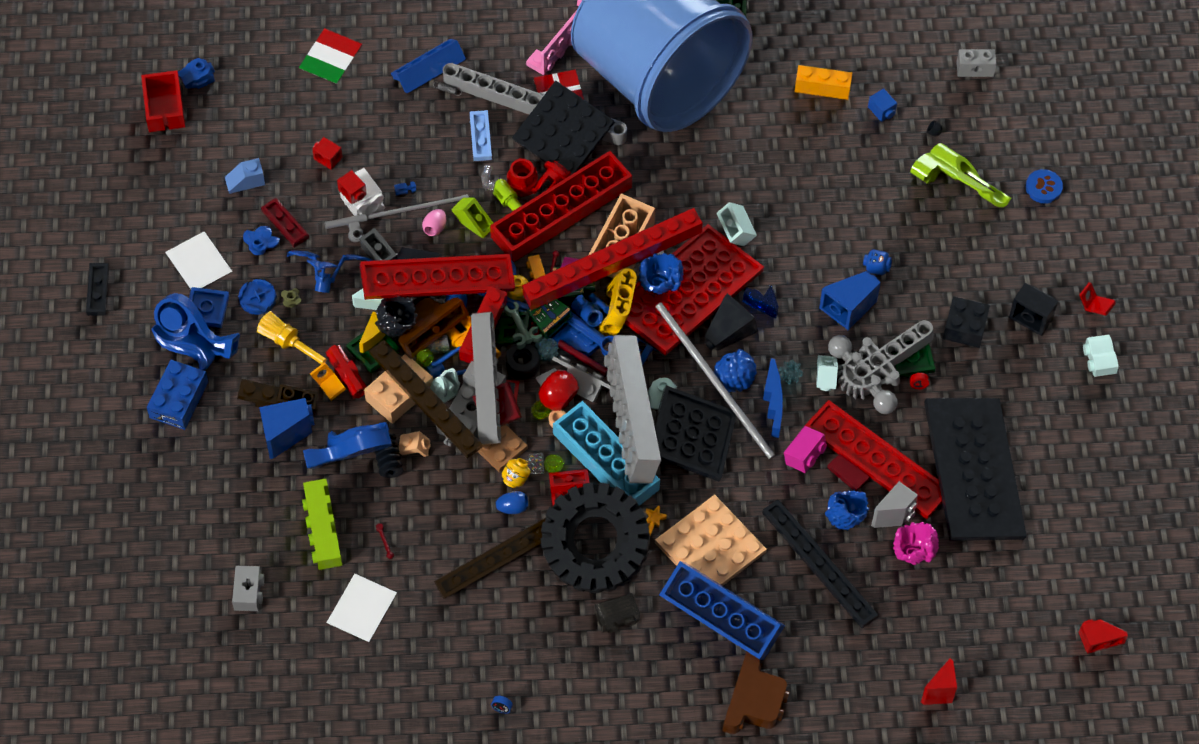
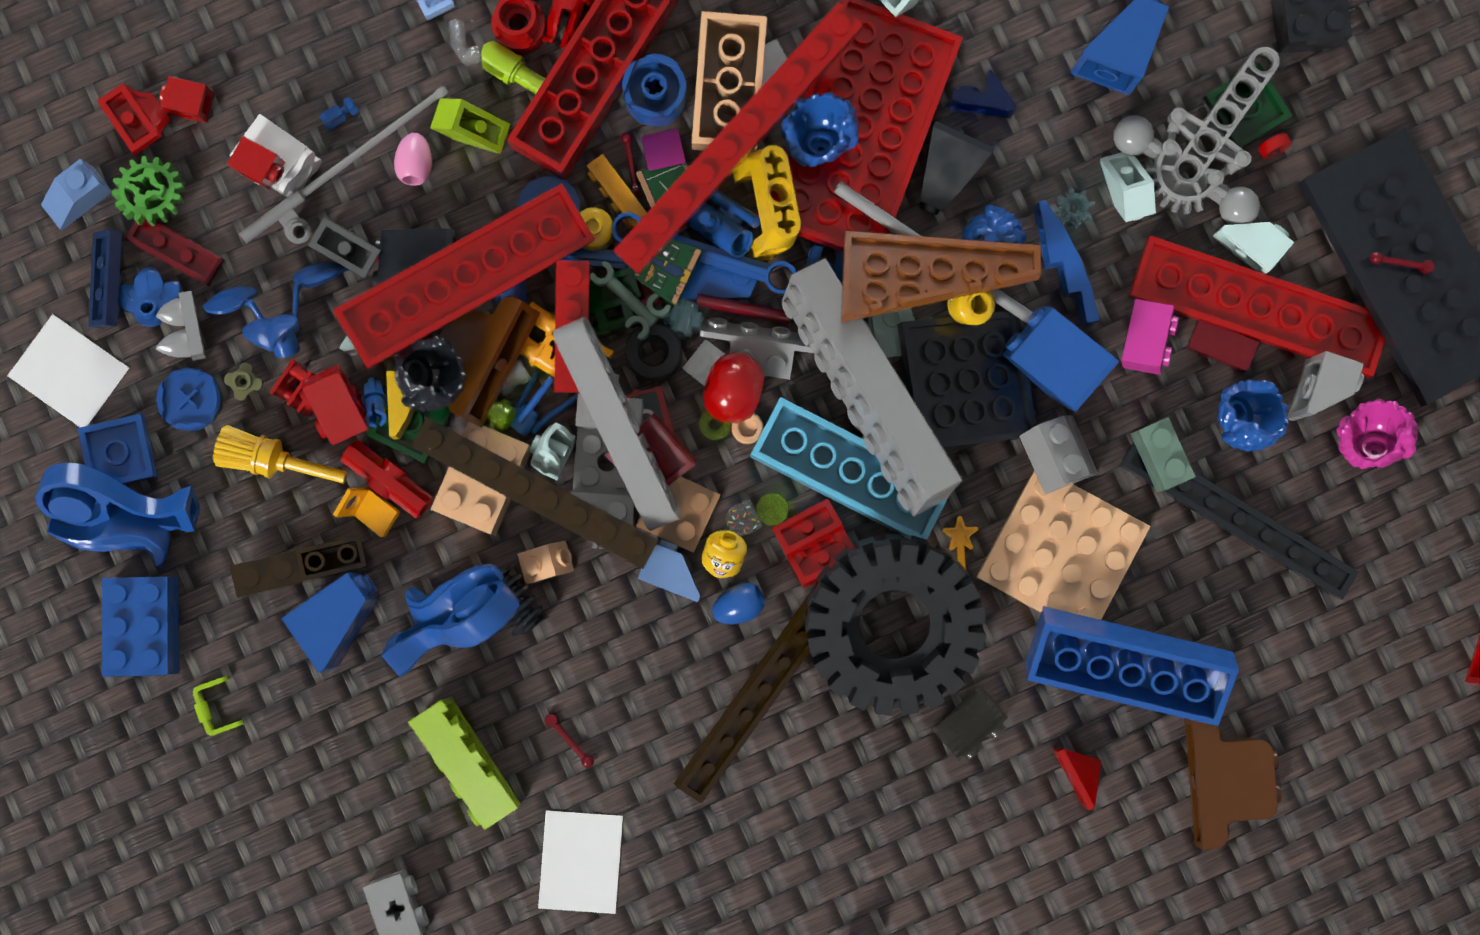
camera: 25 degrees left, 25 degrees up
(189, 452) = (203, 712): none -> lime piece
(241, 222) = (105, 279): none -> dark blue plate
(268, 265) = (187, 341): none -> light grey tile
(285, 188) = (154, 203): none -> bright green gear
(295, 151) = (135, 116): none -> red slope
(322, 312) = (283, 387): none -> red piece
(337, 317) = (334, 404): none -> red brick
(357, 328) = (374, 402): none -> blue axle
(480, 472) = (669, 571): none -> medium blue slope
(580, 232) = (642, 77): none -> blue brick
(671, 663) = (1082, 774): none -> red slope
(674, 355) = (910, 271): none -> dark orange wing
(708, 391) = (973, 308): none -> yellow head
(728, 488) = (1058, 453): none -> light grey slope
(747, 436) = (1059, 358): none -> blue slope
(786, 507) = (1163, 455): none -> sand green brick
(887, 424) = (1255, 243): none -> light aqua slope
(979, 467) = (1425, 267): none -> dark red hinge

